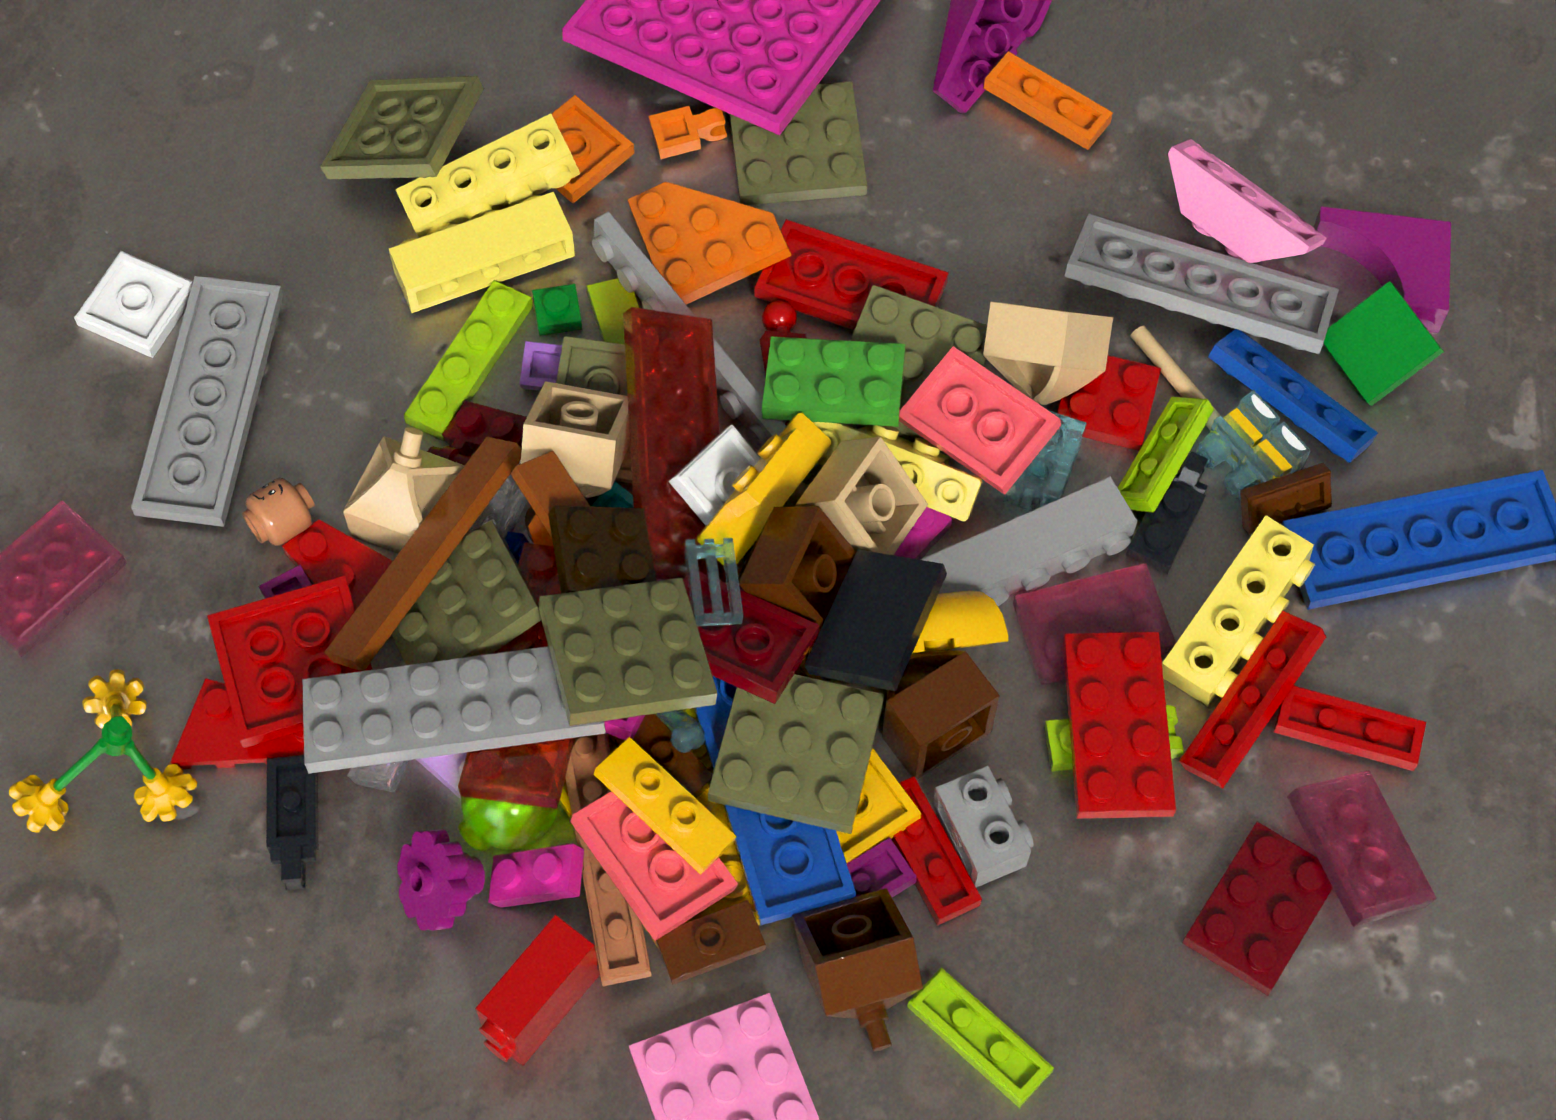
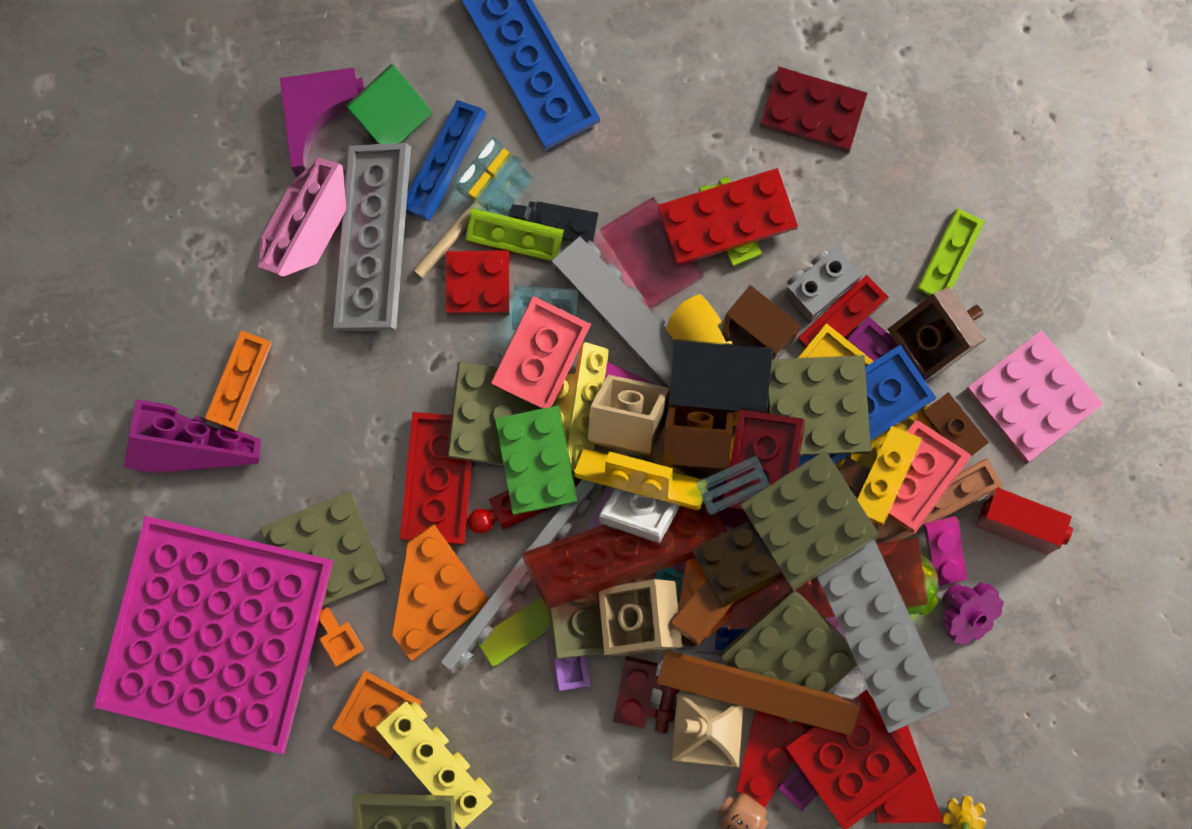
camera: 105 degrees left, 15 degrees up
(291, 818) = (951, 726): black hinge -> none
(468, 359) = (576, 732): lime plate -> none
(482, 250) = (491, 748): light yellow brick -> none
(557, 309) = (516, 683): green plate -> none
(1046, 349) = (465, 324): tan piece -> none
(1237, 611) = (624, 159): light yellow brick -> none
(1252, 699) = (682, 139): red plate -> none
(1287, 497) = (526, 148): reddish brown plate -> none
(1351, 727) = (678, 79): red plate -> none
(1361, 848) = (762, 56): clear pink plate -> none

